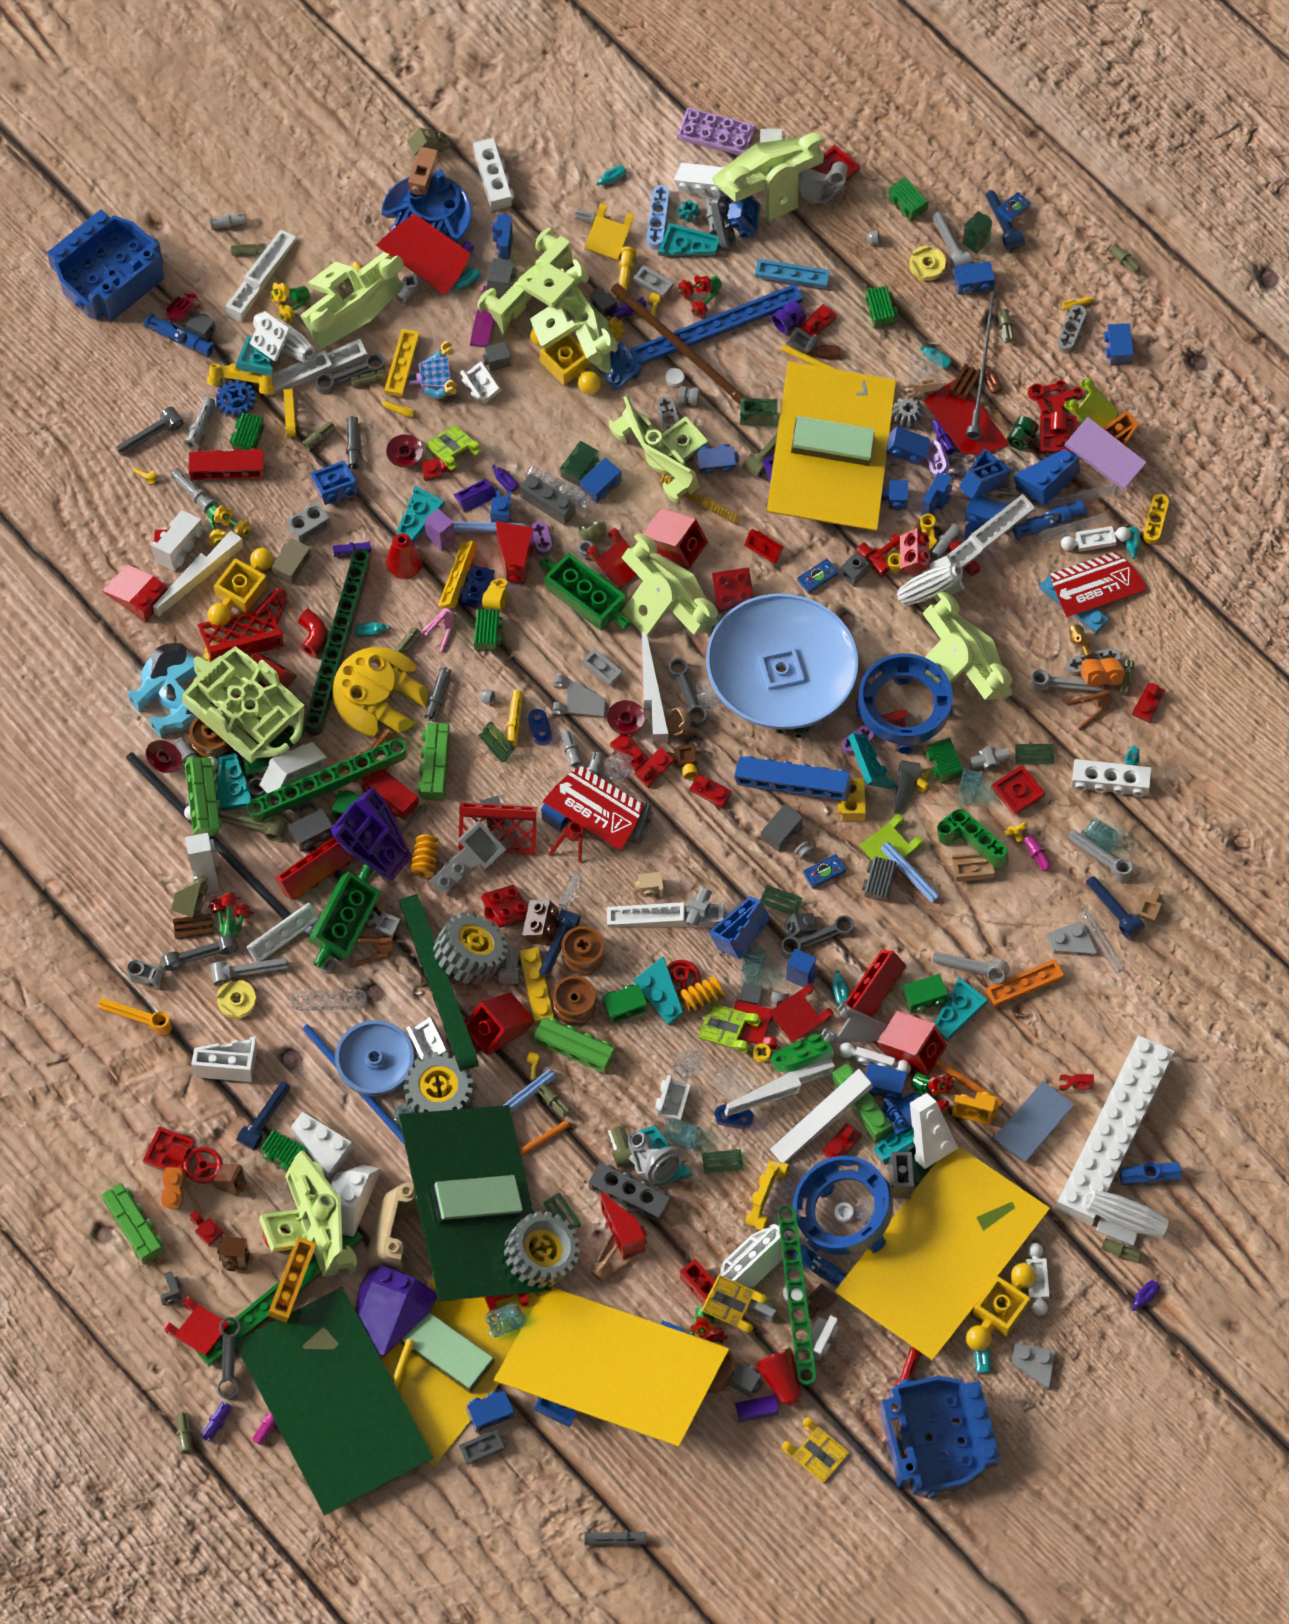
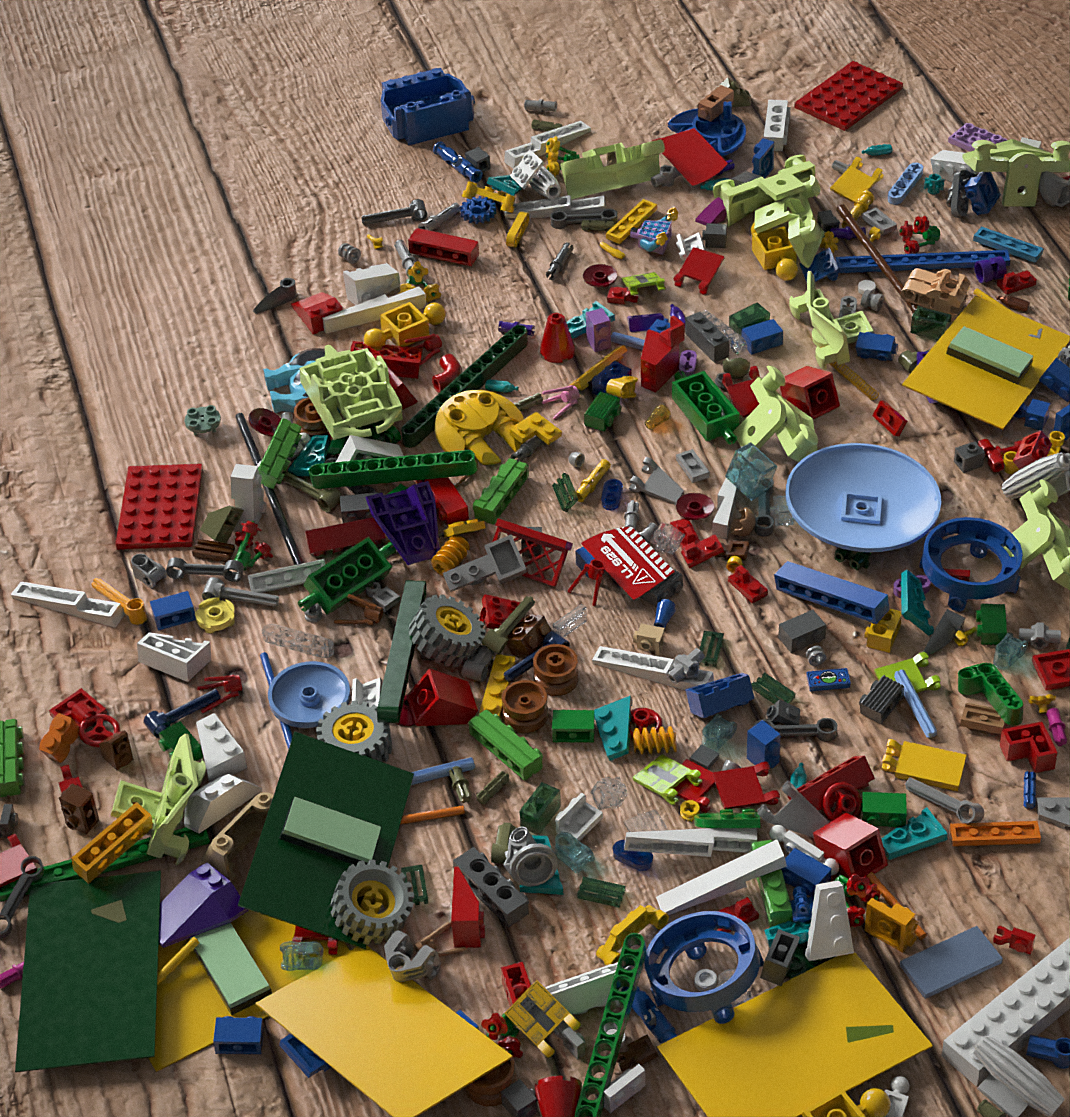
camera: 25 degrees right, 20 degrees down
(86, 586) = (279, 296): none -> dark grey piece
(87, 1035) = (70, 602): none -> white slope
(92, 781) = (202, 419): none -> sand green plate
(111, 892) = (159, 506): none -> red plate
(125, 500) = (350, 251): none -> light grey bush
(181, 308) = (470, 144): dark red plate -> none
(194, 1009) = (172, 610): none -> blue brick
(248, 432) = (477, 230): green brick -> none
(291, 561) = (459, 322): dark tan brick -> none
(293, 1071) = (230, 683): none -> red plant
(311, 526) = (489, 301): light grey brick -> none
(318, 435) = (533, 250): olive axle -> none
(335, 483) = (527, 282): blue plate -> none
(424, 822) = (461, 528): none -> yellow plate
(434, 673) = (538, 426): none -> yellow plate
(481, 1447) = (211, 1067): dark grey plate -> none
(502, 407) = (700, 266): none -> red flag
(518, 940) = (497, 638): none -> olive axle
(525, 523) = (674, 334): none -> red panel
(533, 1058) = (461, 746): yellow hand -> none
(542, 618) = (658, 416): none -> clear yellow cone
(549, 101) = (848, 95): none -> red plate
(582, 1092) = (492, 787): none -> olive axle
(584, 1288) = (398, 953): none -> light grey piece
(637, 1101) = (540, 808): none -> clear green brick
(650, 851) = (664, 612): none -> blue cone
(669, 668) = (751, 471): none -> clear light blue brick
(687, 242) = (923, 203): teal wing -> none
(703, 858) = (708, 659): none -> clear green tile
(732, 587) = (845, 432): red plate -> none
(742, 370) = (937, 291): none -> light nougat connector
(802, 341) = (995, 288): dark grey bracket -> none
(817, 576) = (932, 454): blue tile -> none
(891, 1002) = (852, 803): none -> red piece
(941, 932) = (925, 764): none -> yellow tile
(1026, 881) = (1029, 742): none -> red brick
(1037, 927) = (1029, 789): none -> blue axle

